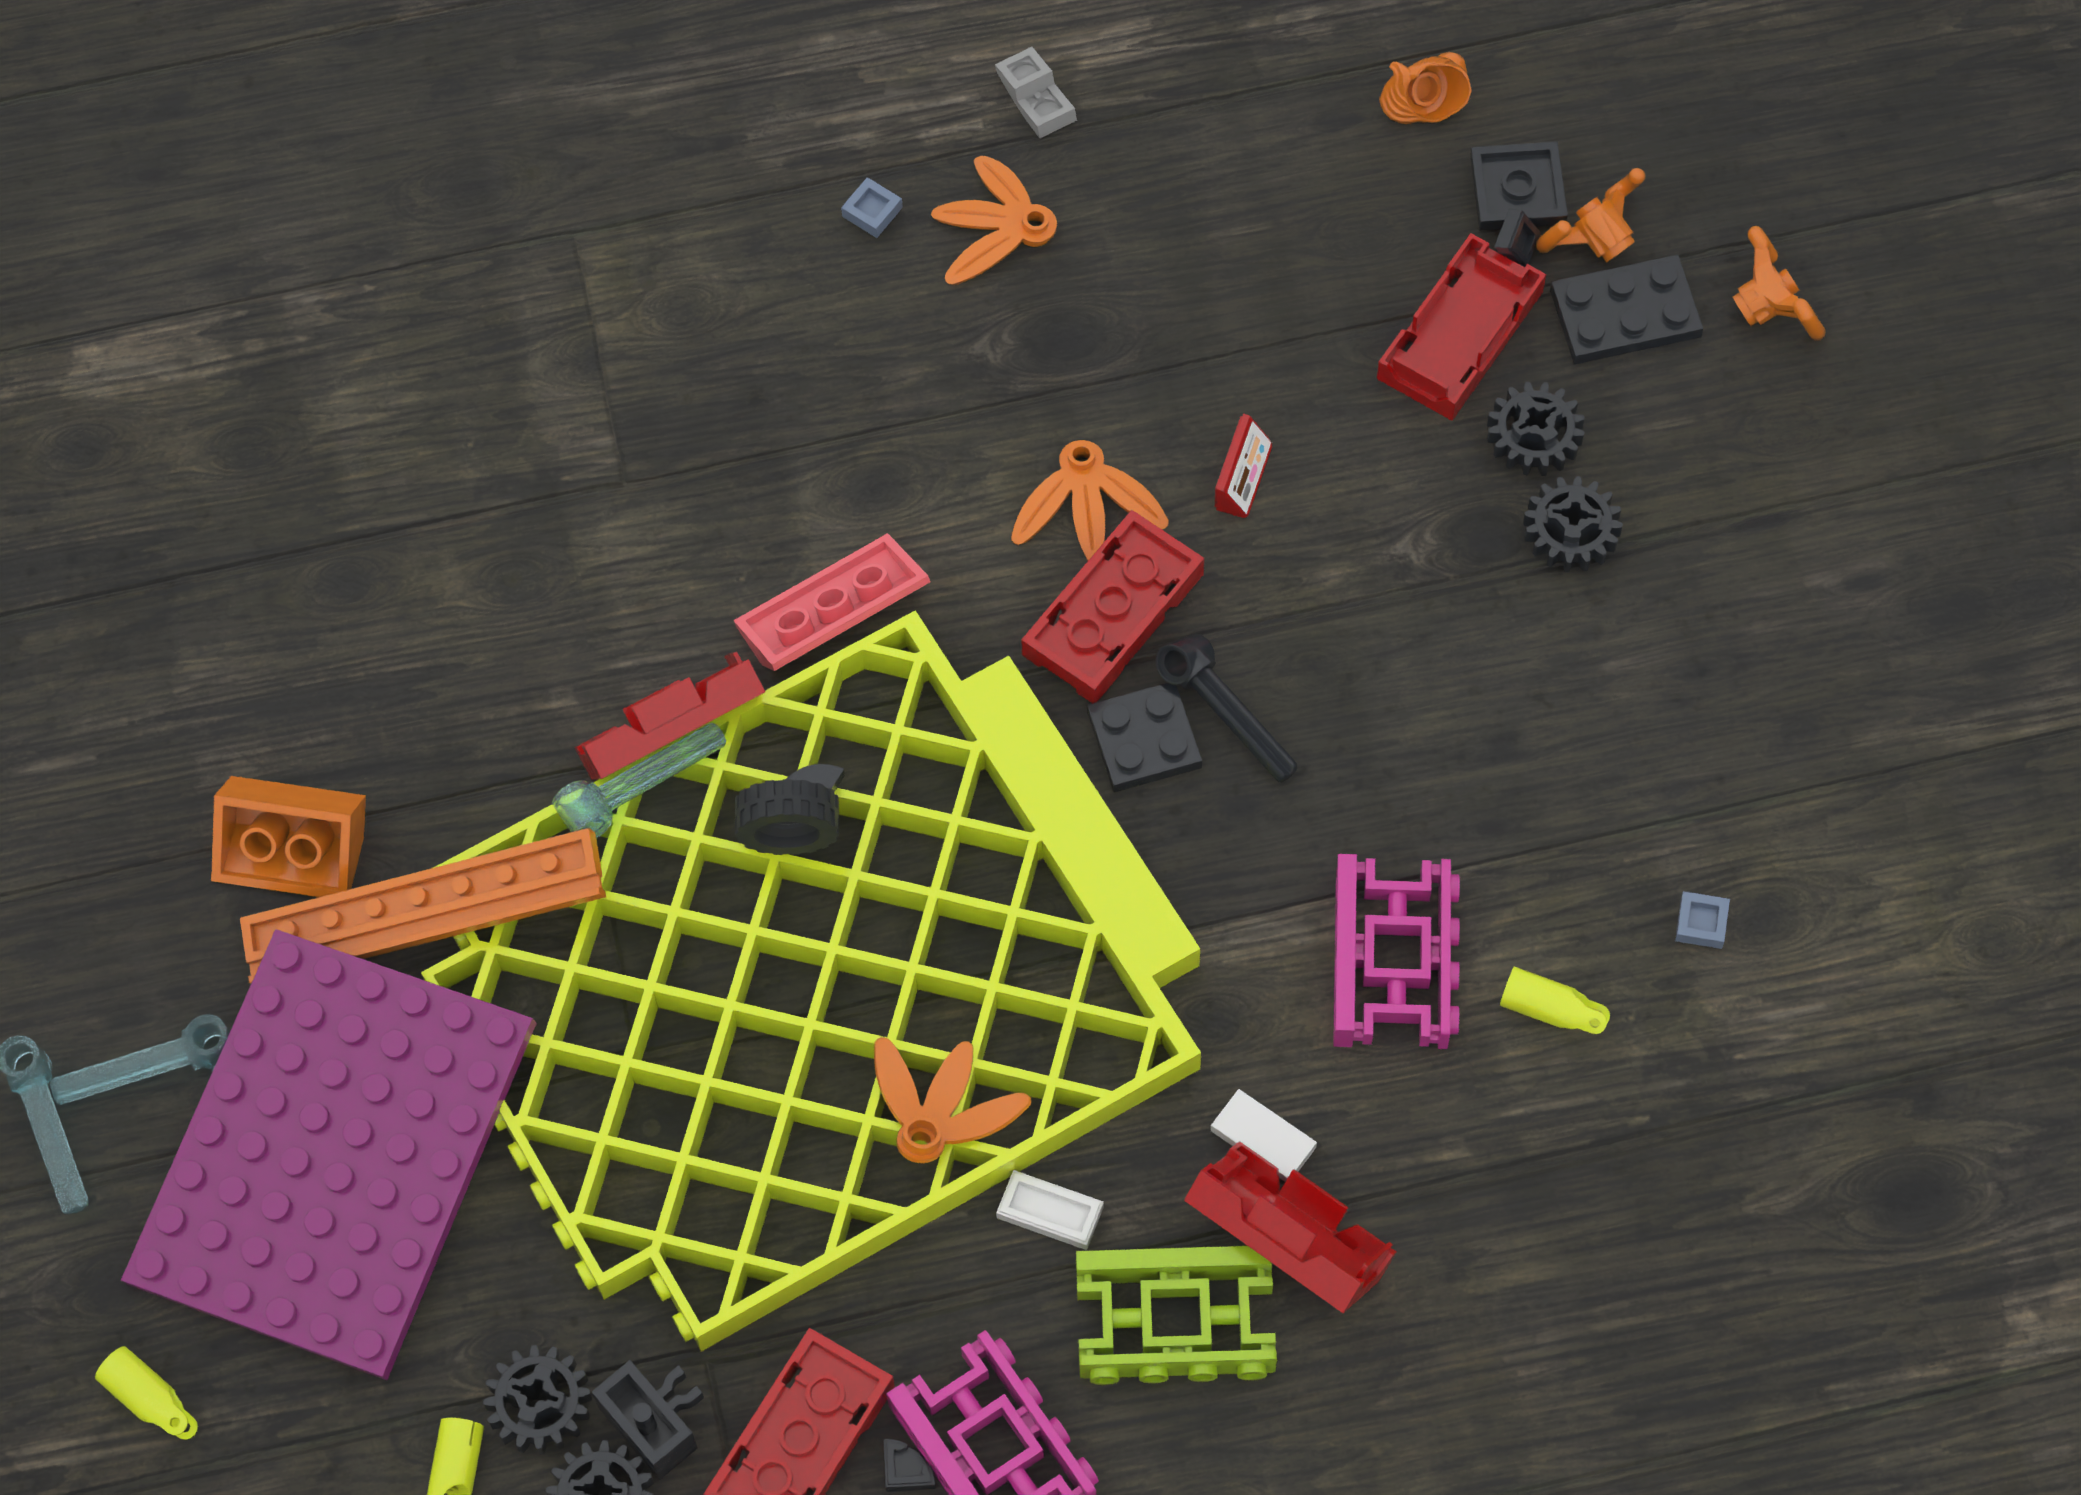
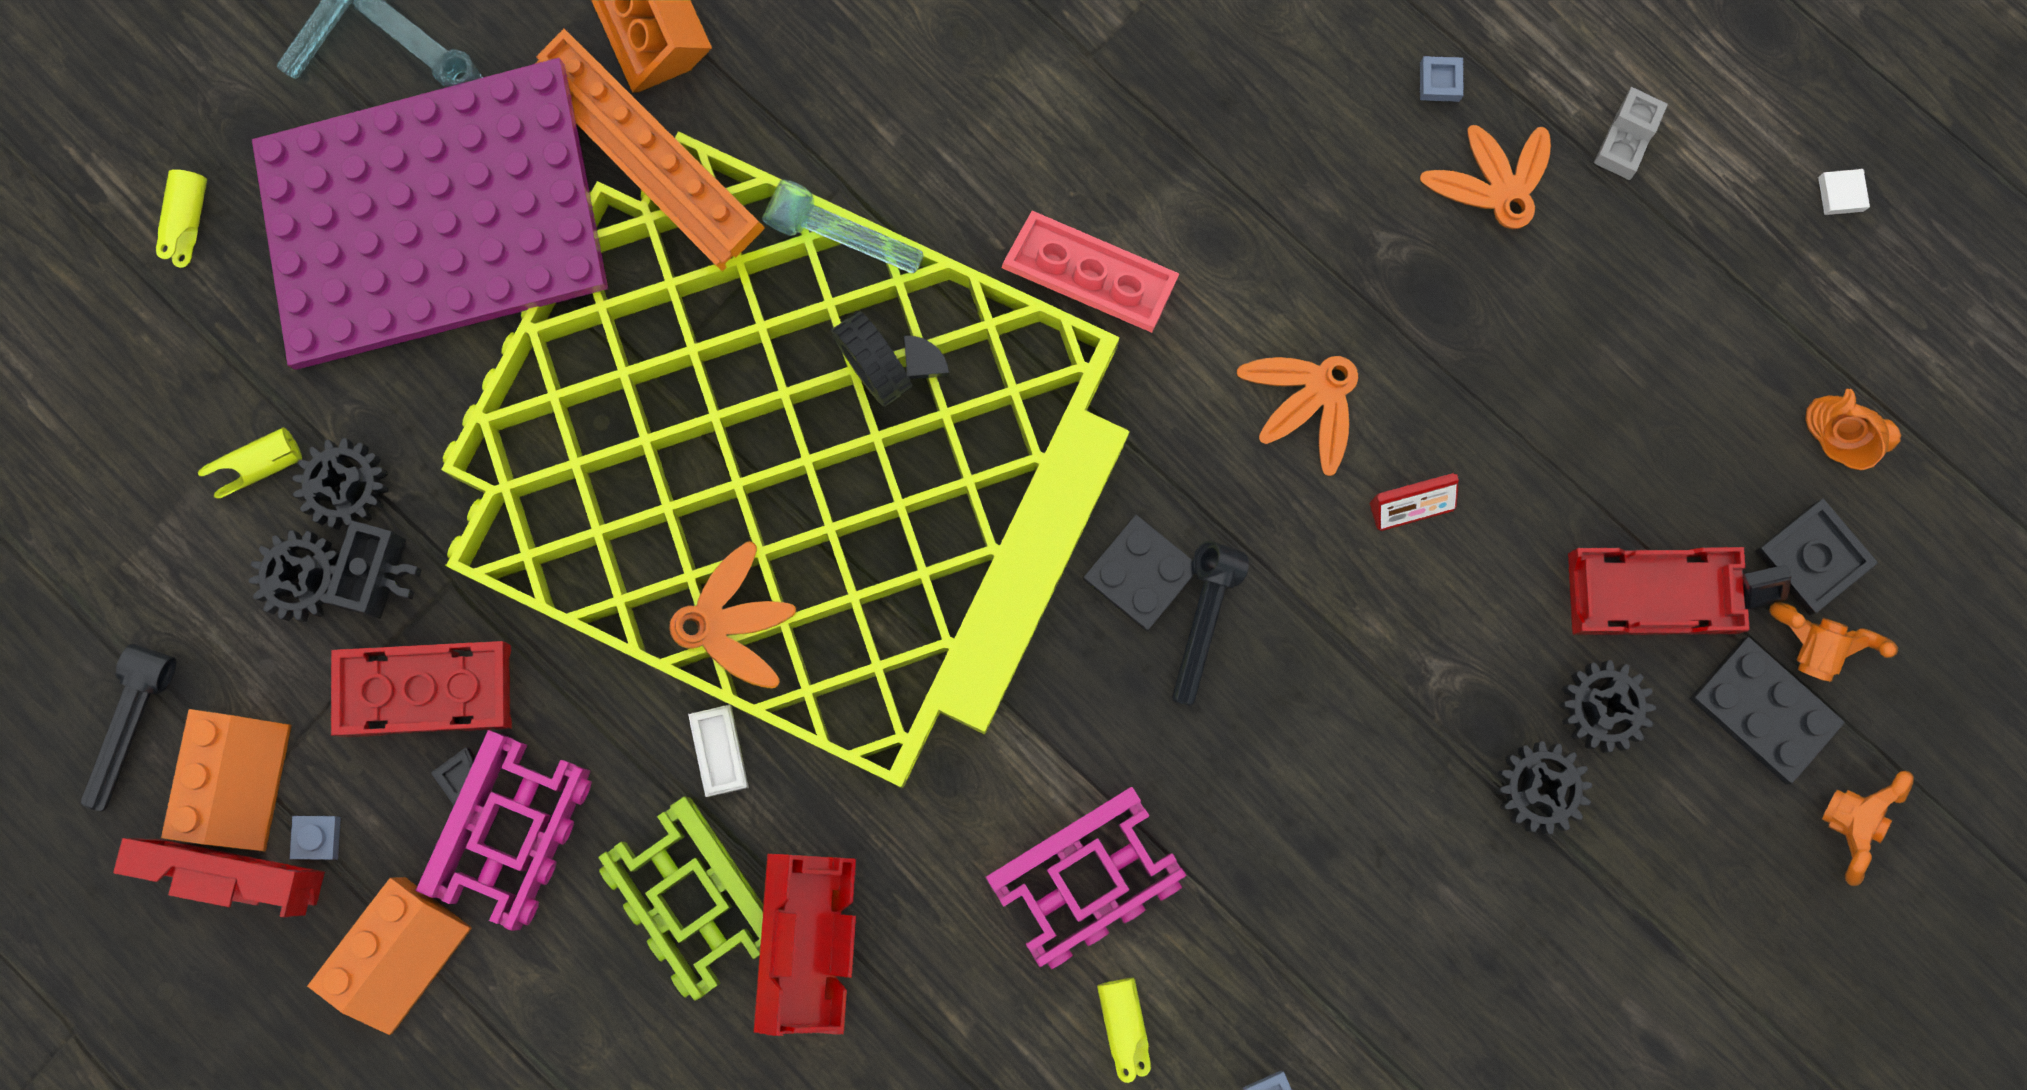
camera: 50 degrees right, 15 degrees up
(669, 716) = (909, 218): red piece -> none
(1112, 606) = (1228, 480): red piece -> none
(1264, 1133) = (876, 872): white tile -> none

